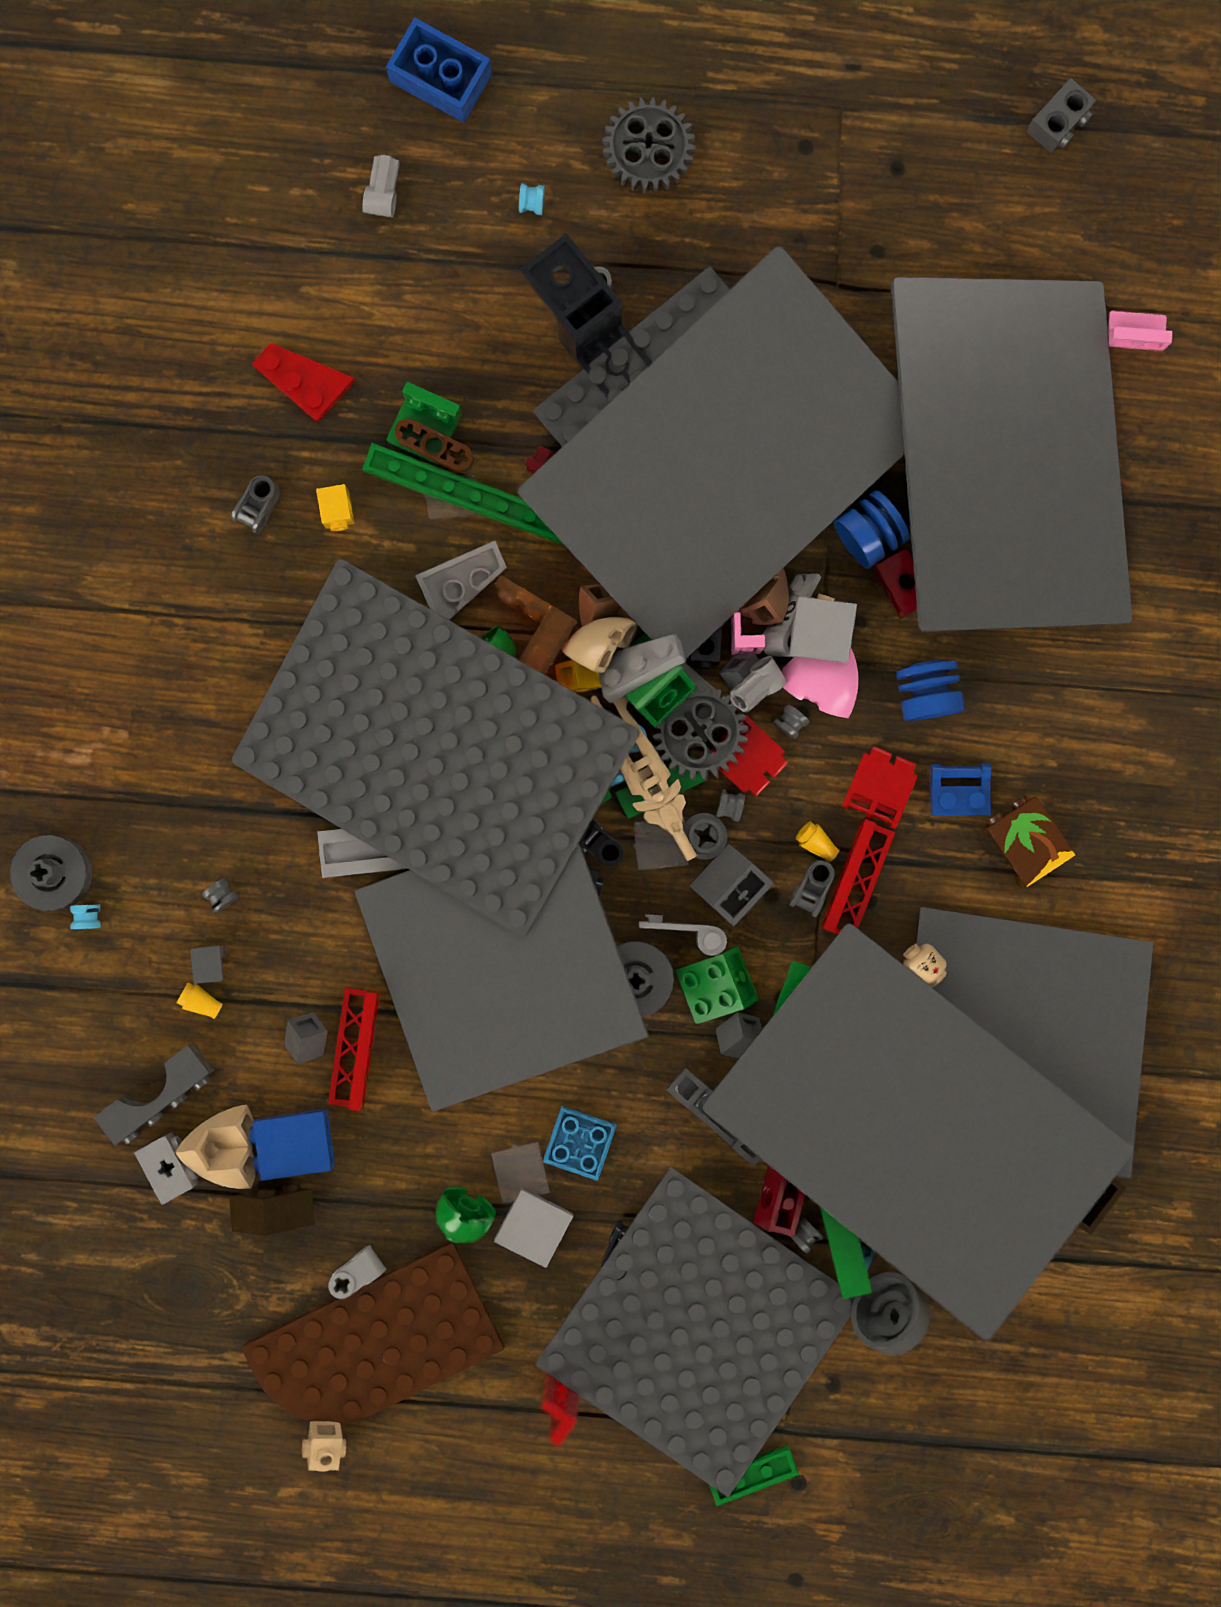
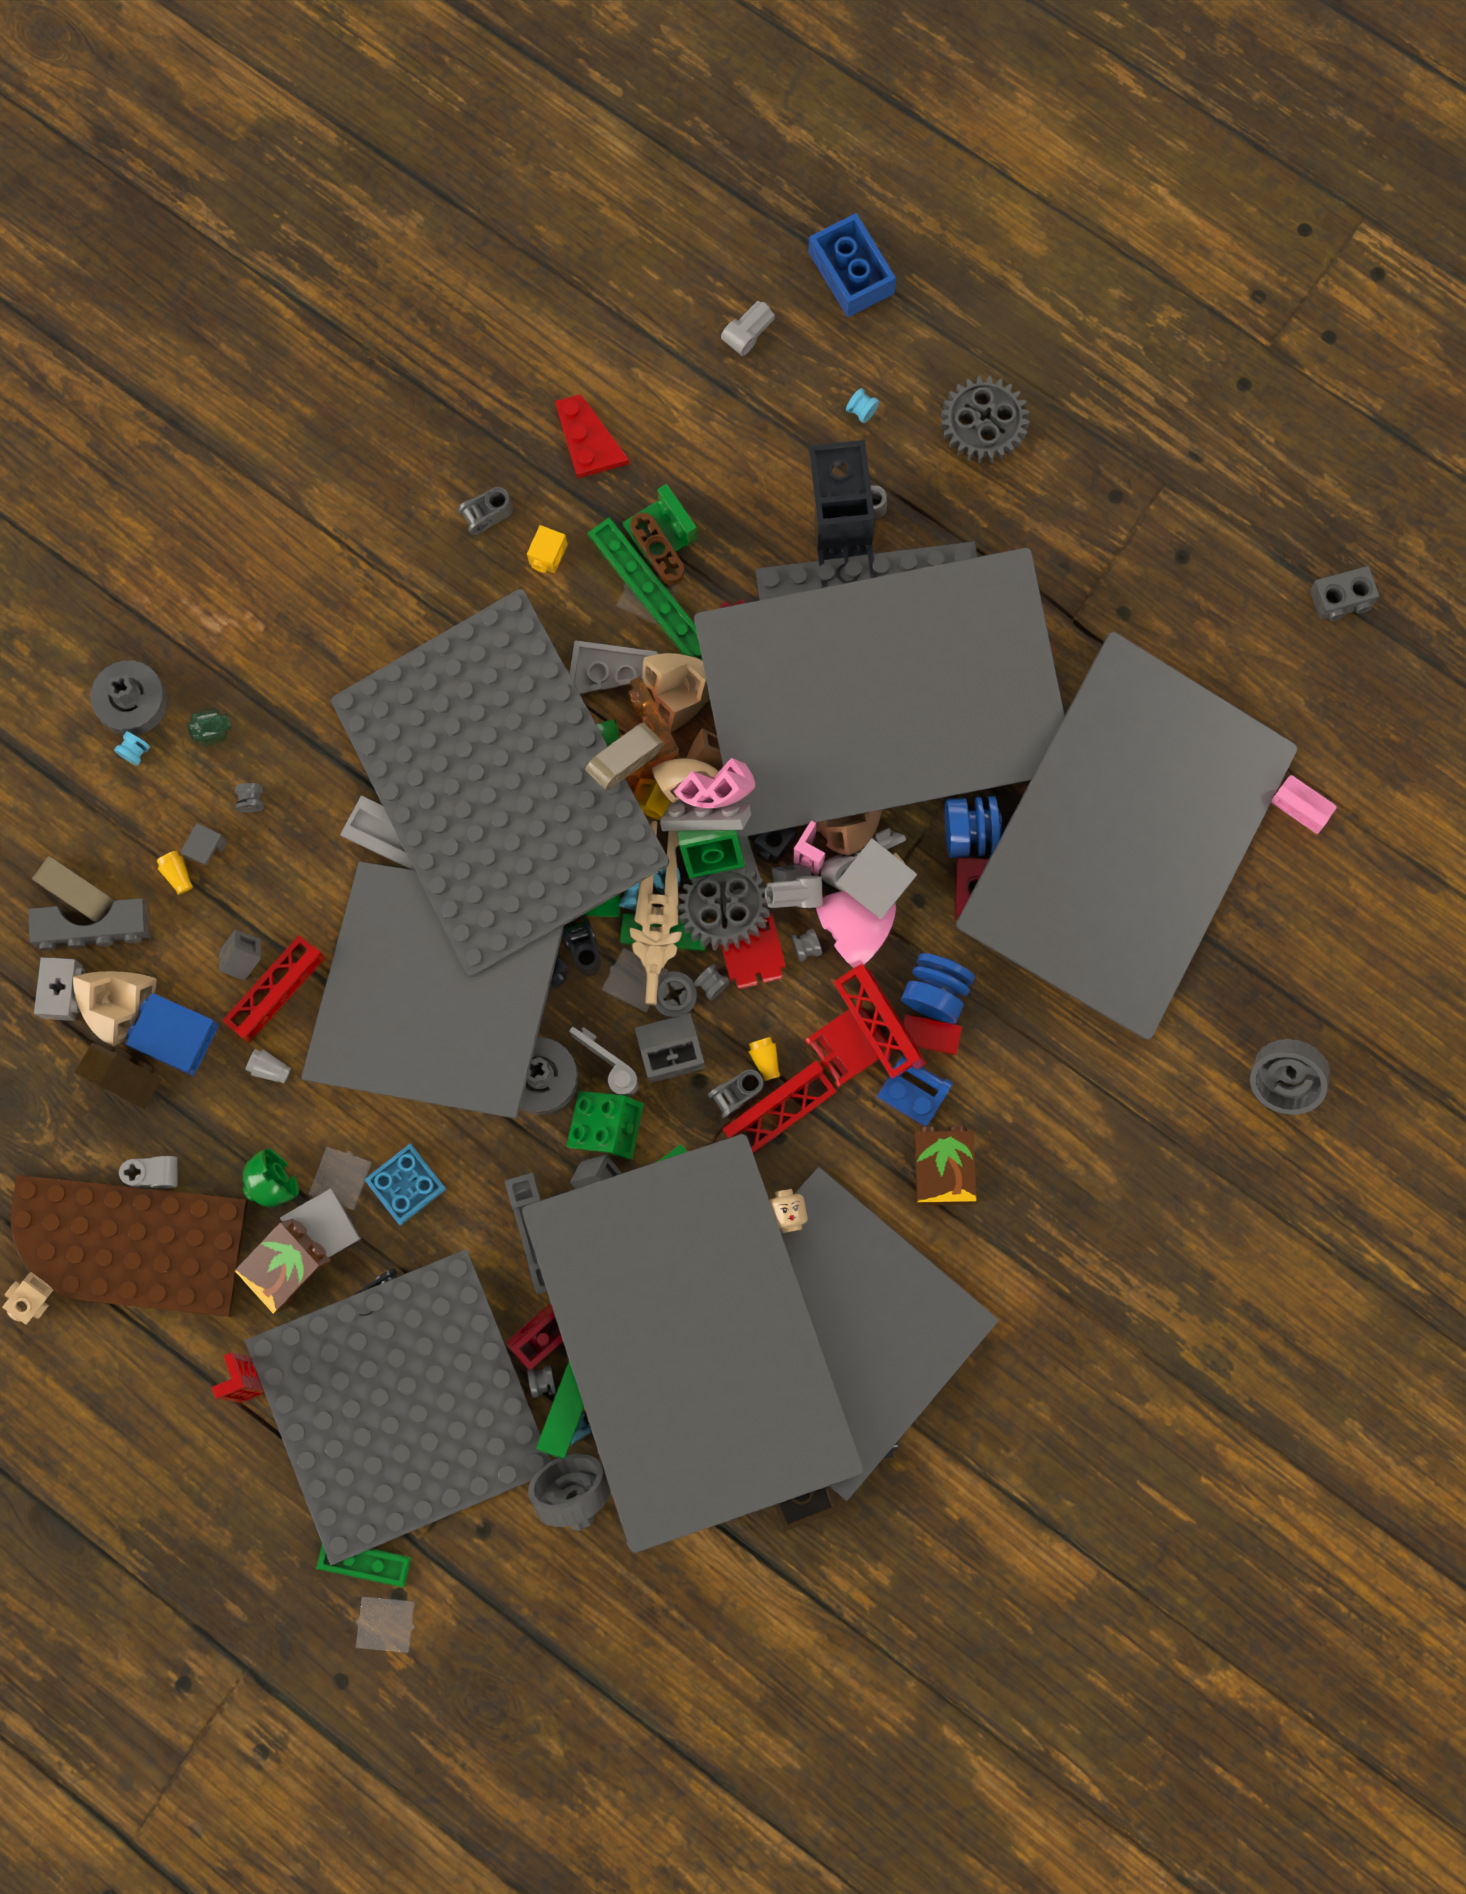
camera: 40 degrees right, 10 degrees down
(119, 1073) = (73, 889): none -> dark tan beam
(141, 855) = (208, 727): none -> clear green head
(395, 1119) = (267, 1066): none -> light grey cone
(525, 1280) = (282, 1264): none -> panel
(533, 560) = (677, 686): none -> tan brick
(538, 659) = (624, 756): none -> dark tan beam
(644, 637) = (726, 788): none -> bright pink brick
(802, 1512) = (385, 1624): none -> clear piece
(901, 740) = (889, 1016): none -> red fence
(944, 733) = (933, 1034): none -> red tile

